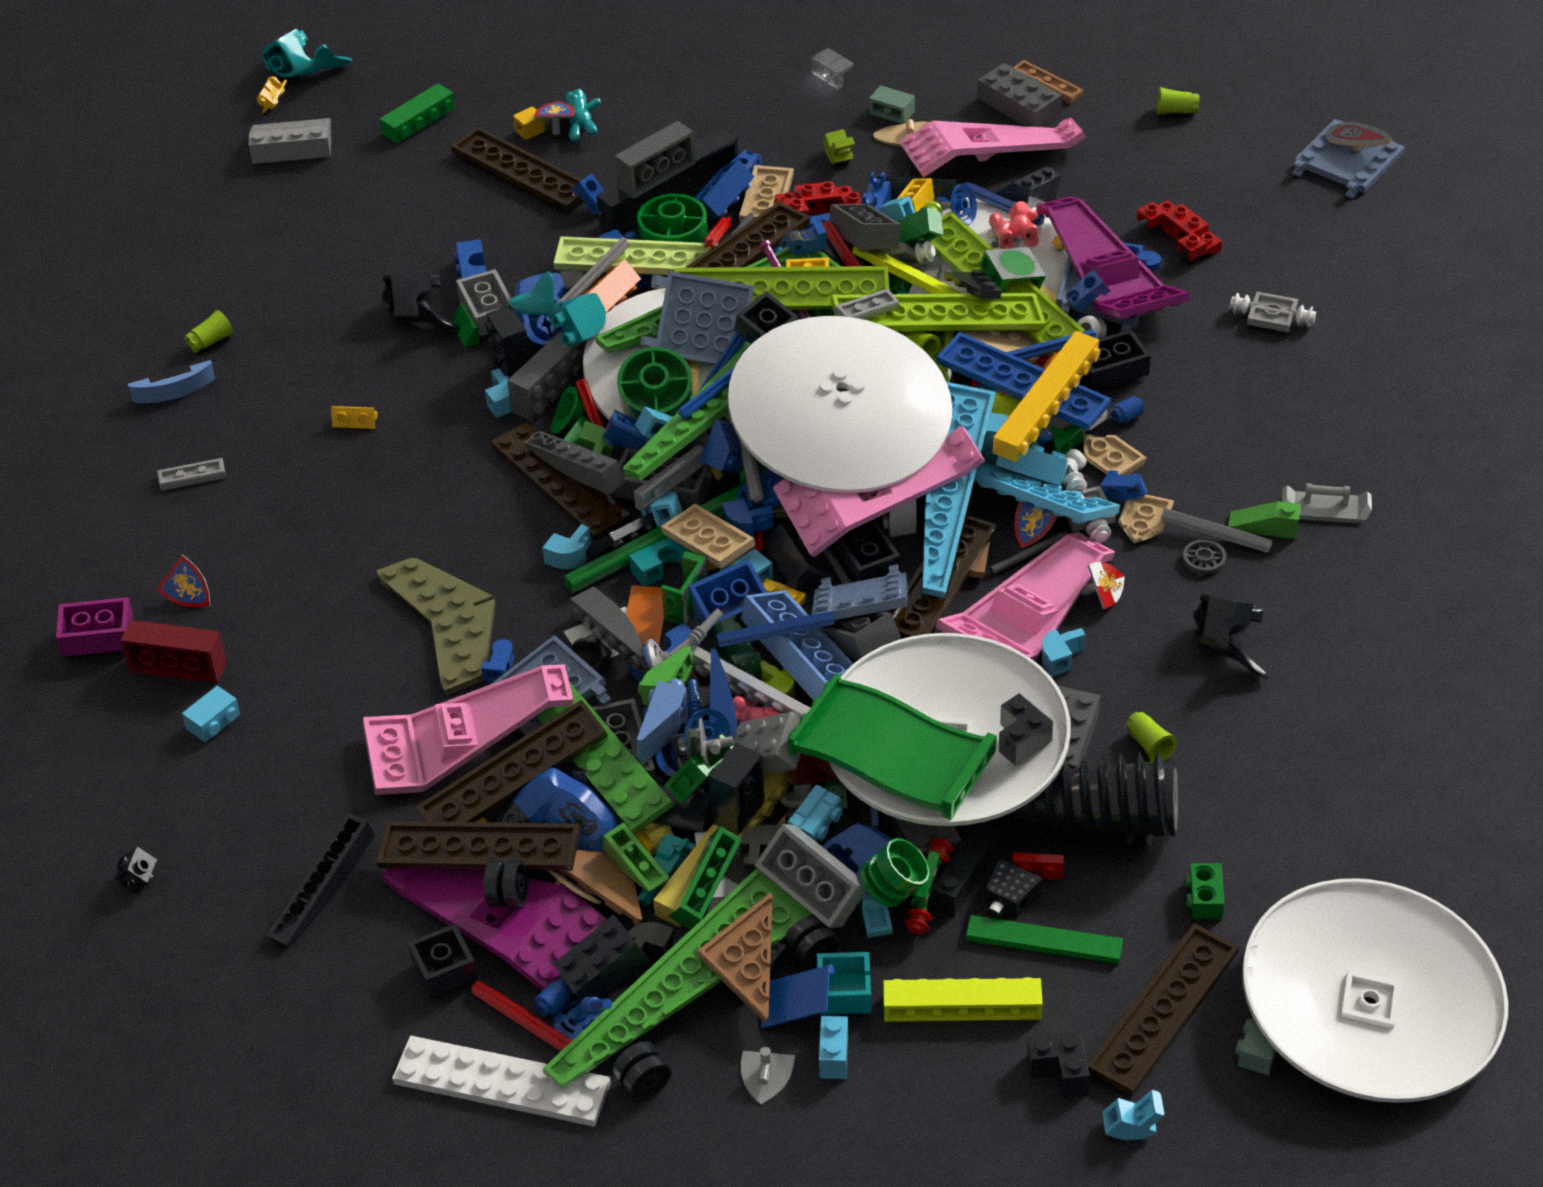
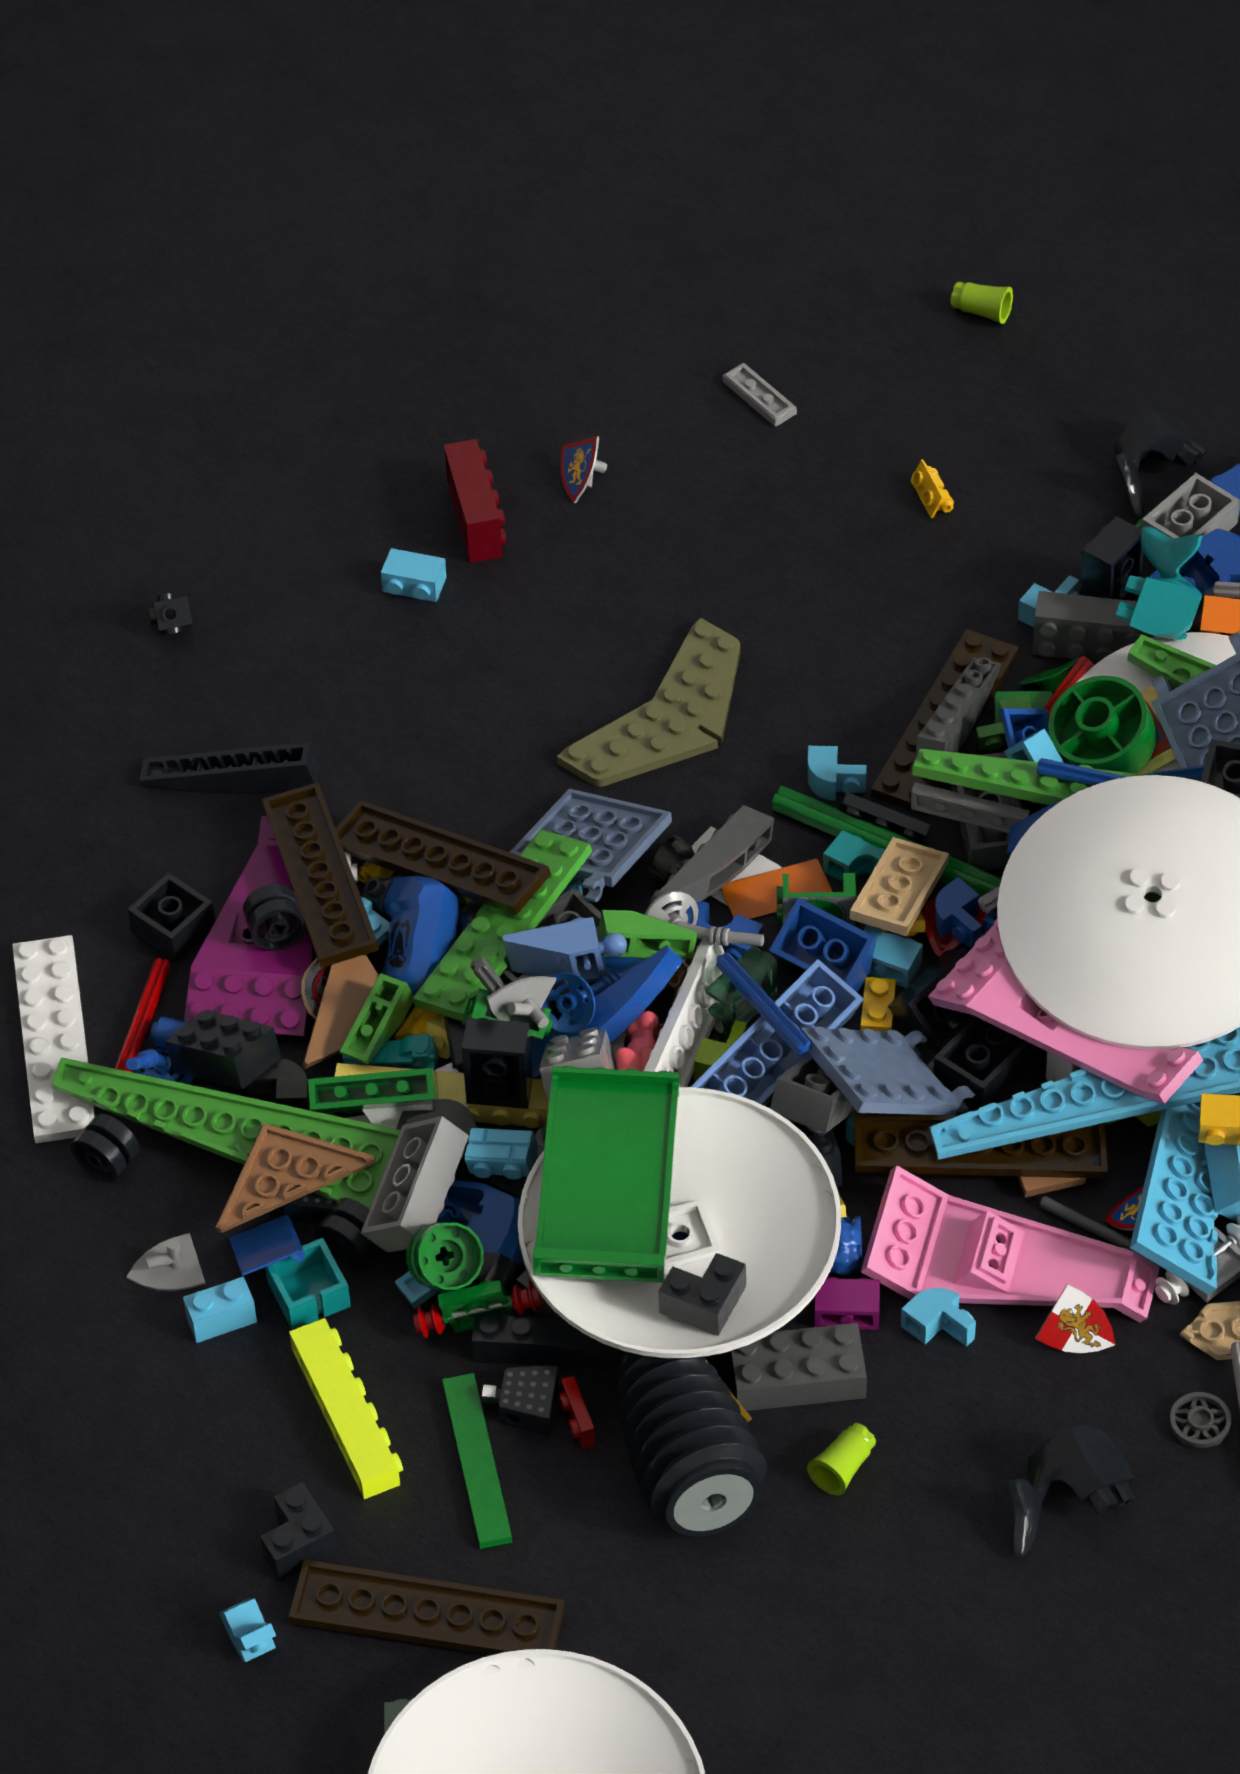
camera: 65 degrees right, 5 degrees up
(92, 626) = (476, 412): magenta brick -> none
(172, 387) = (905, 326): medium blue slope -> none
(427, 746) = (461, 753): bright pink wing -> none
(500, 662) = (624, 786): blue leg -> none
(664, 508) = (936, 832): medium azure brick -> none
(1206, 891) = (627, 1604): green brick -> none

